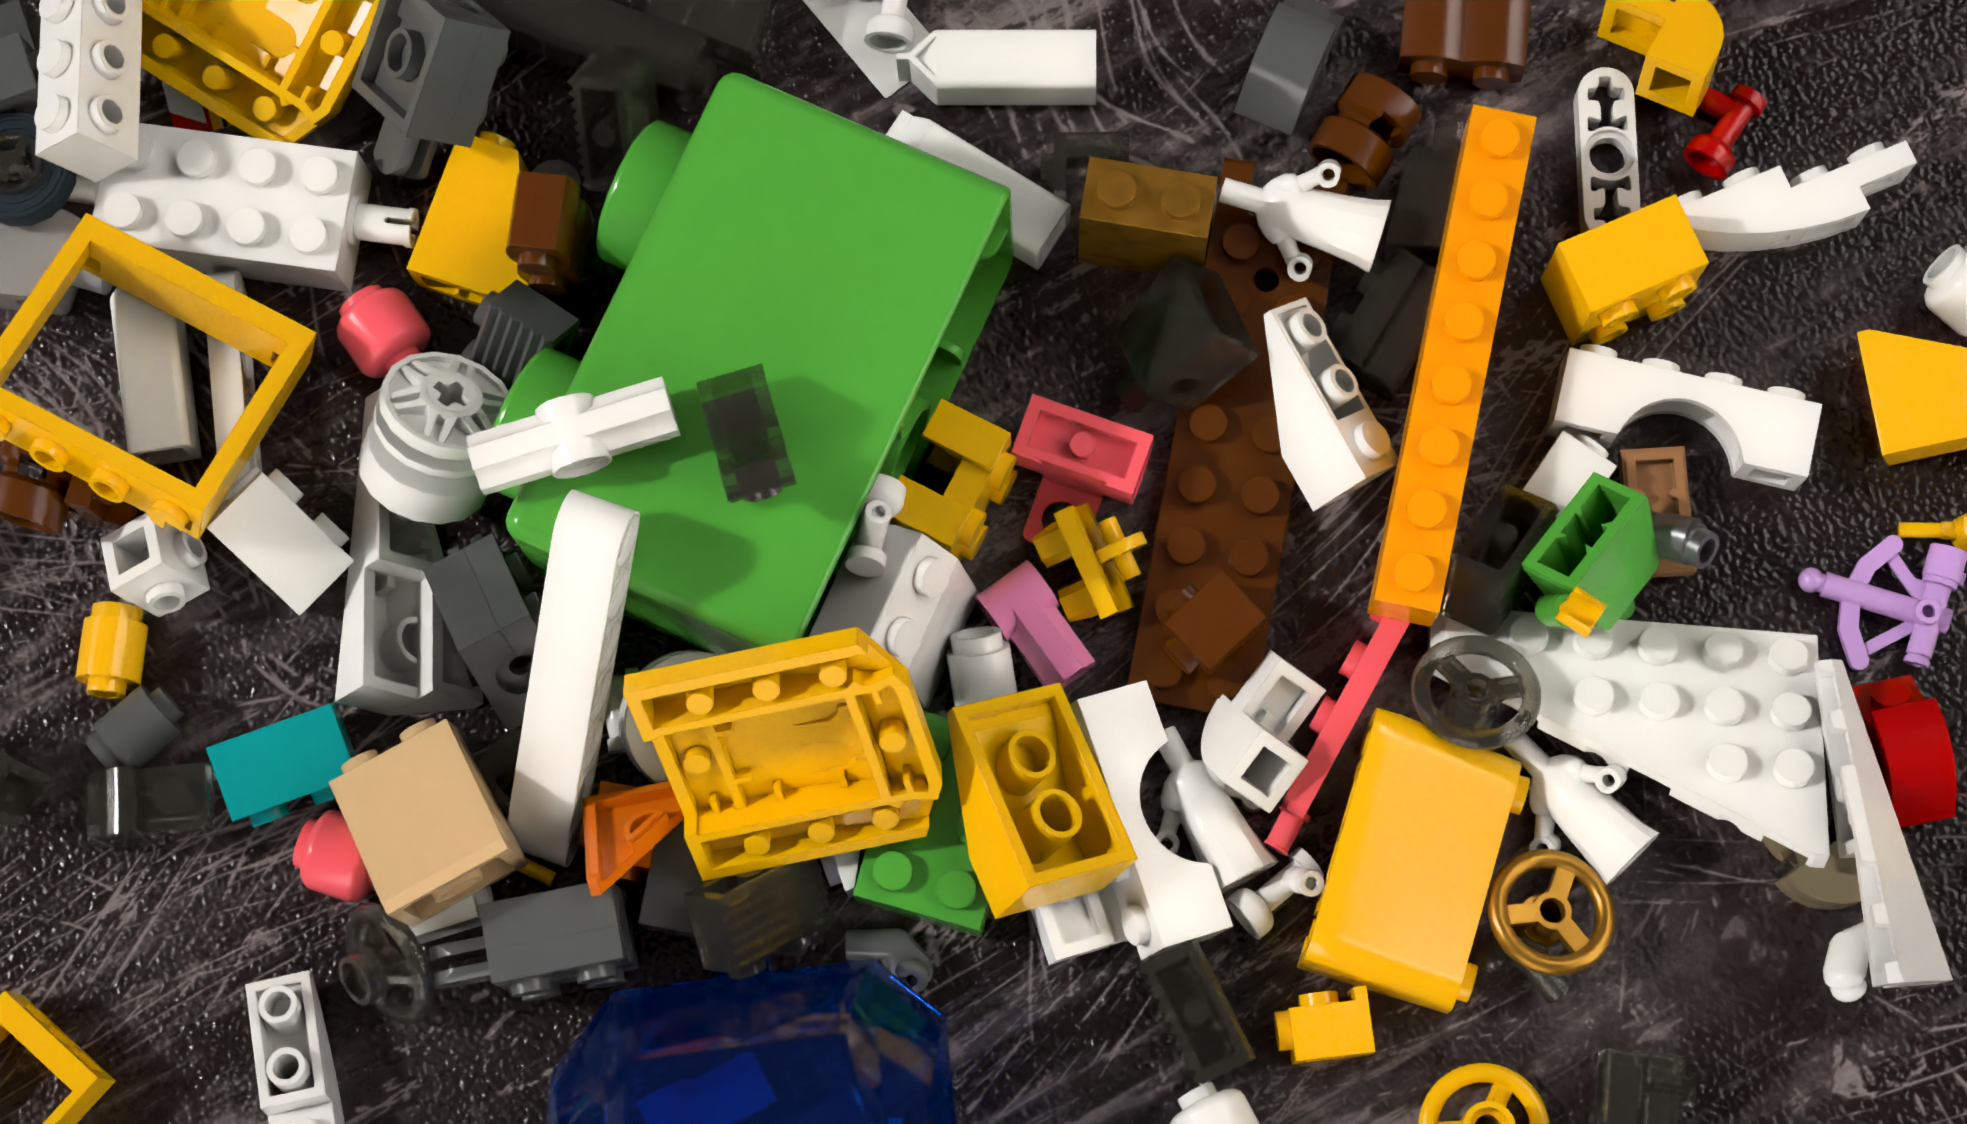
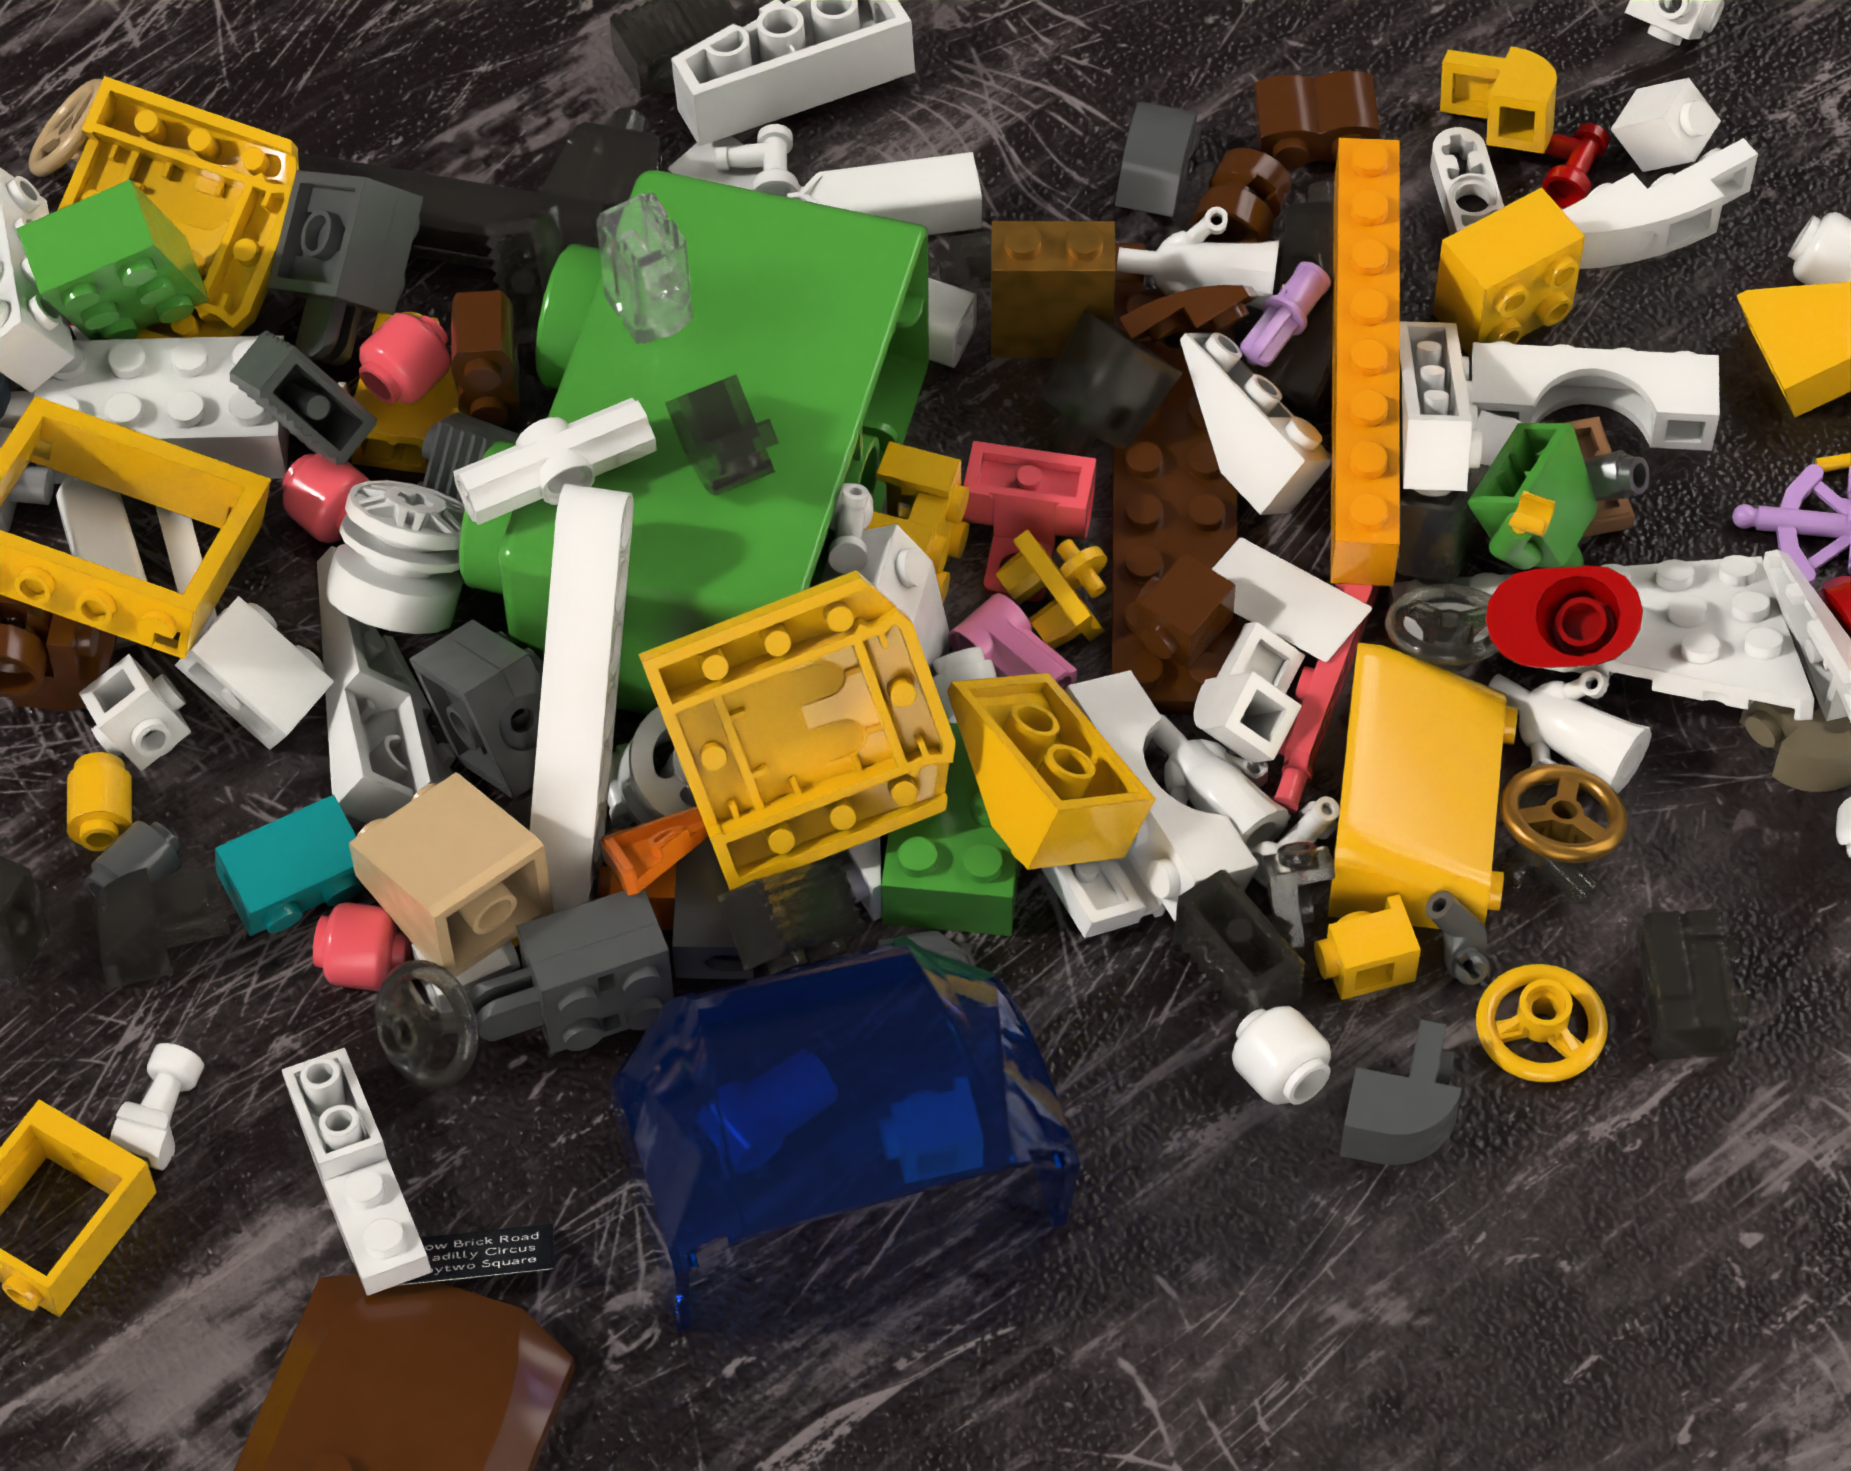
camera: 15 degrees left, 20 degrees down
(108, 1023) = (146, 1126): none -> white leg
(184, 67) = (113, 264): none -> bright green brick
(357, 248) = (302, 398): none -> dark grey brick
(471, 205) = (404, 358): none -> coral head
(697, 229) = (645, 268): none -> clear brick
(1263, 950) = (1291, 902): none -> clear smoke bracket
(1295, 273) = (1206, 306): none -> reddish brown slope
(1318, 622) = (1290, 600): none -> white sticker
(1379, 292) = (1285, 314): none -> lavender axle
(1422, 1033) = (1462, 938): none -> dark grey arm
(1509, 440) = (1436, 410): none -> white brick
(1592, 723) = (1564, 616): none -> red piece
(1828, 105) = (1665, 124): none -> white brick

